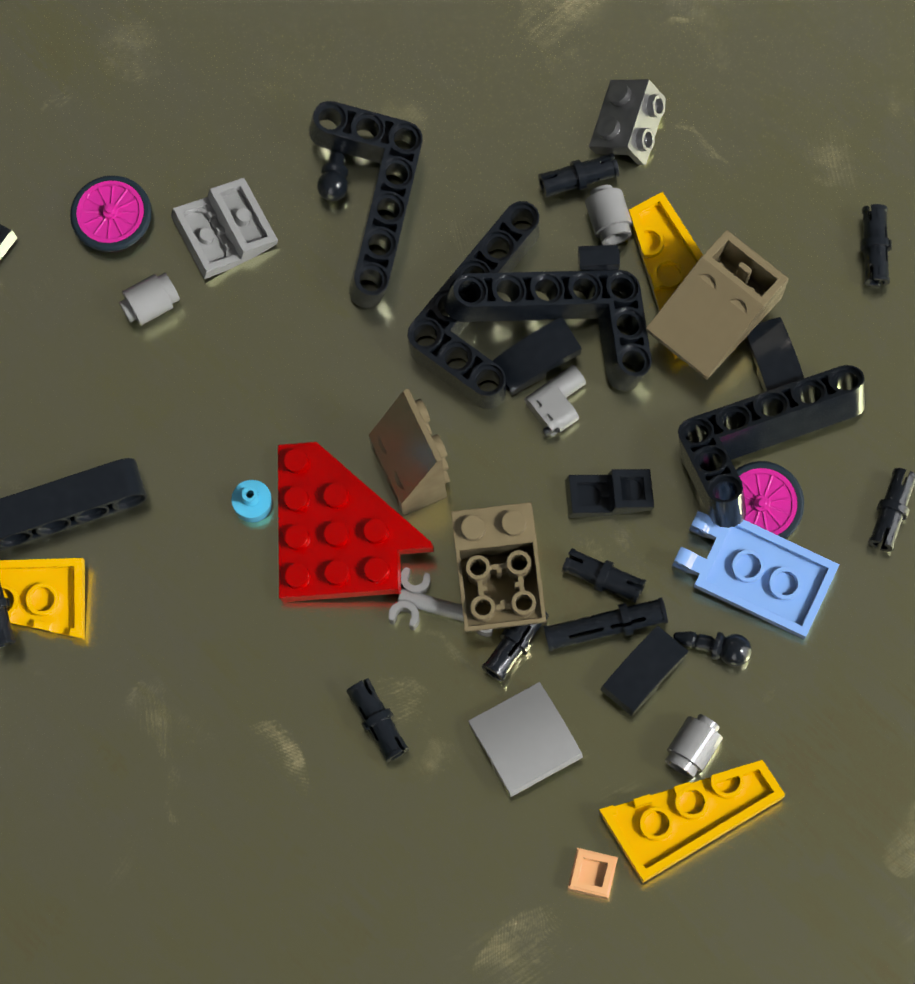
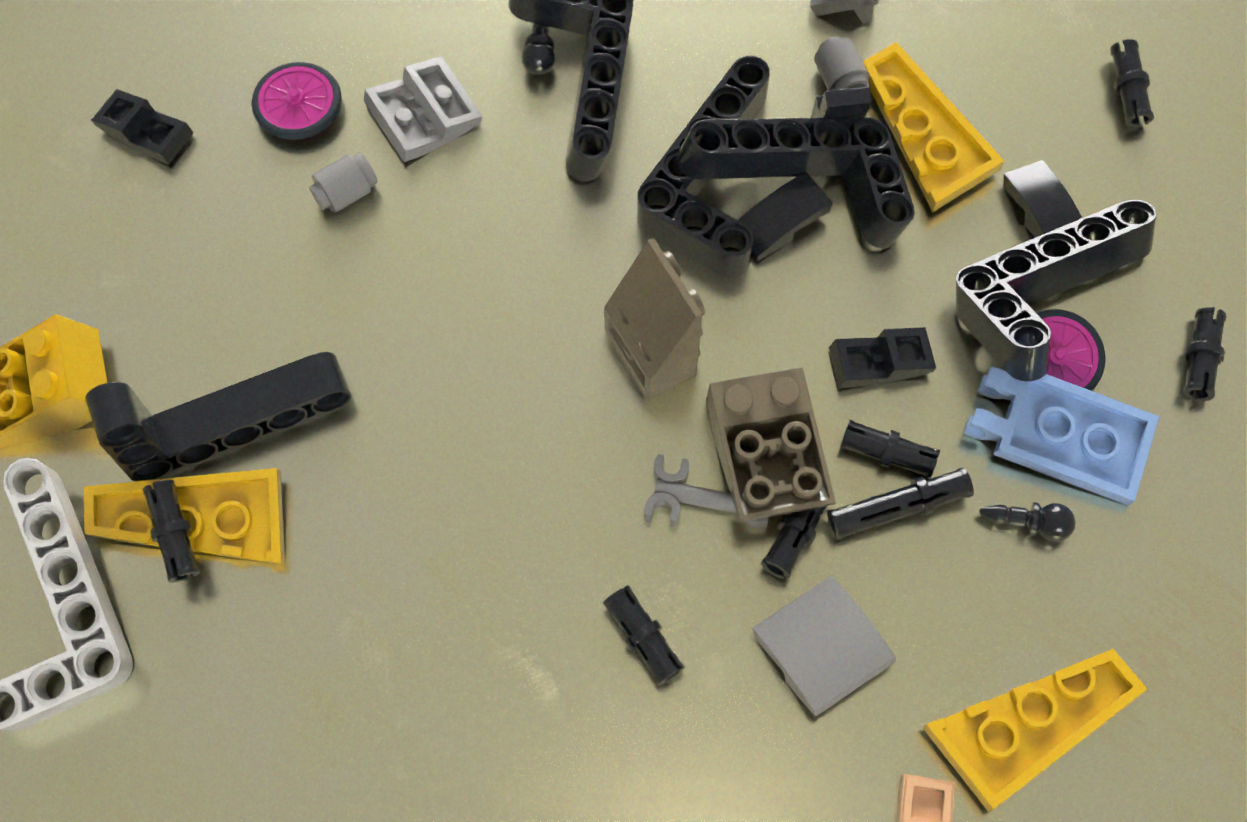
camera: 10 degrees left, 5 degrees down
(252, 501) = (473, 393): medium azure tile -> none
(336, 530) = (575, 419): red wing -> none
(550, 401) = (804, 265): light grey piece -> none
(578, 175) = (802, 33): black pin -> none
(644, 670) = (953, 553): black slope -> none
(693, 745) = (1026, 638): light grey brick -> none
(718, 304) = (982, 142): dark tan slope -> none

